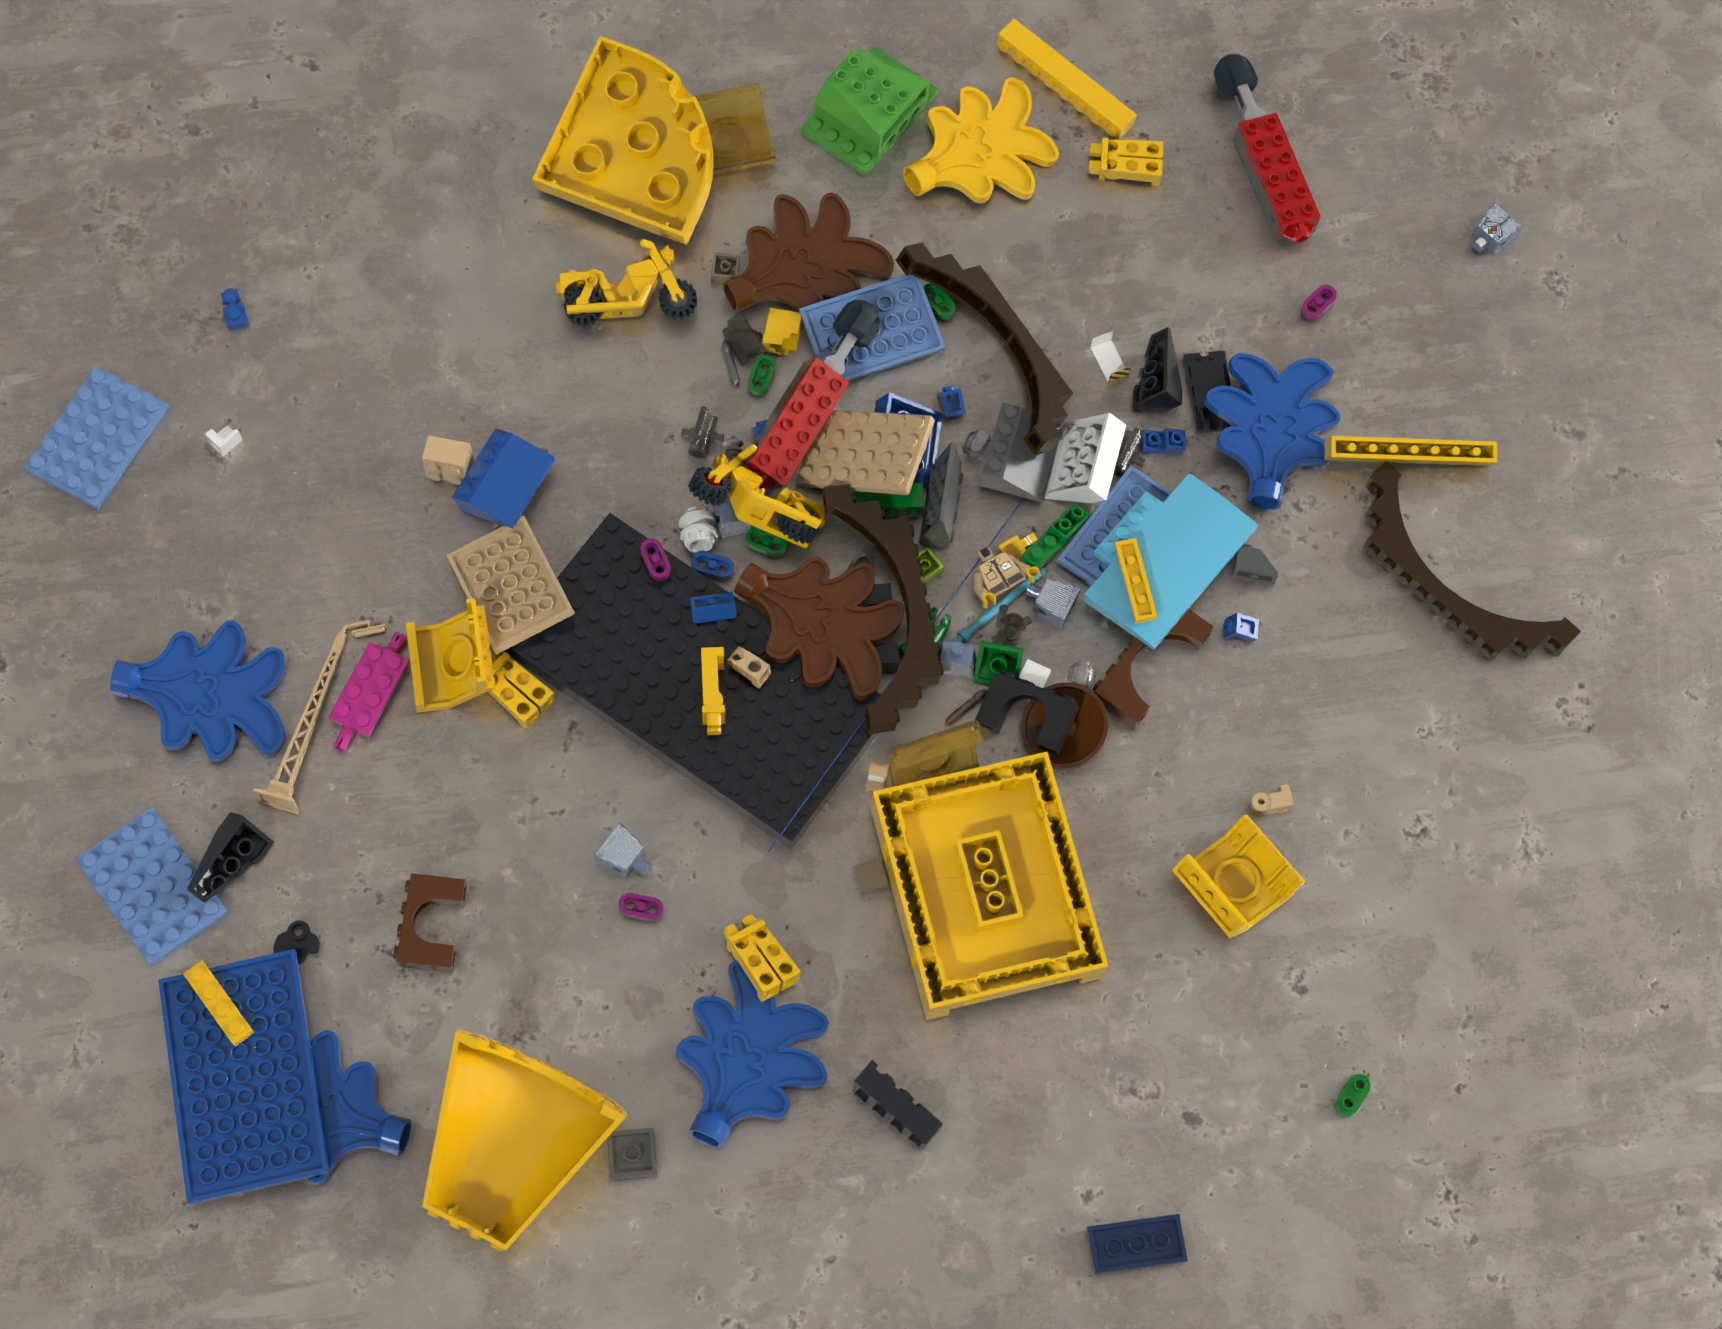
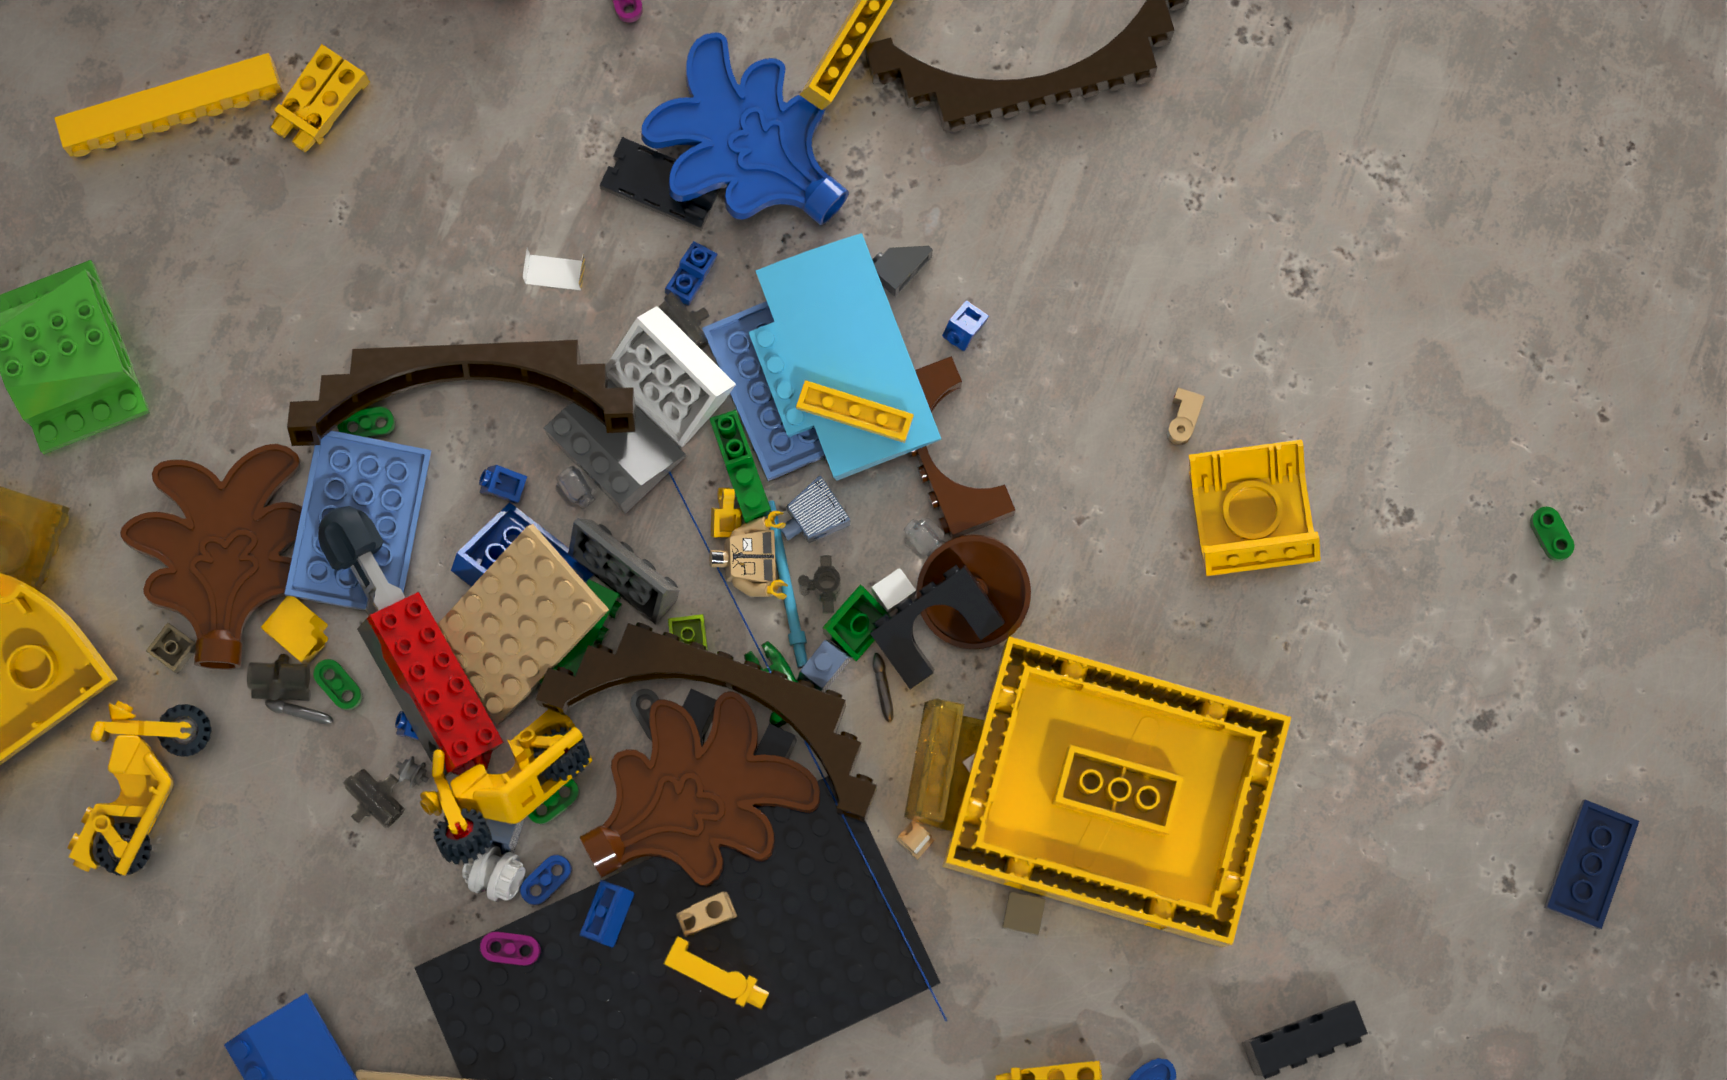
camera: 55 degrees left, 10 degrees up
(983, 146) = (197, 253): yellow plant -> none
(1160, 378) = (617, 232): black wedge -> none

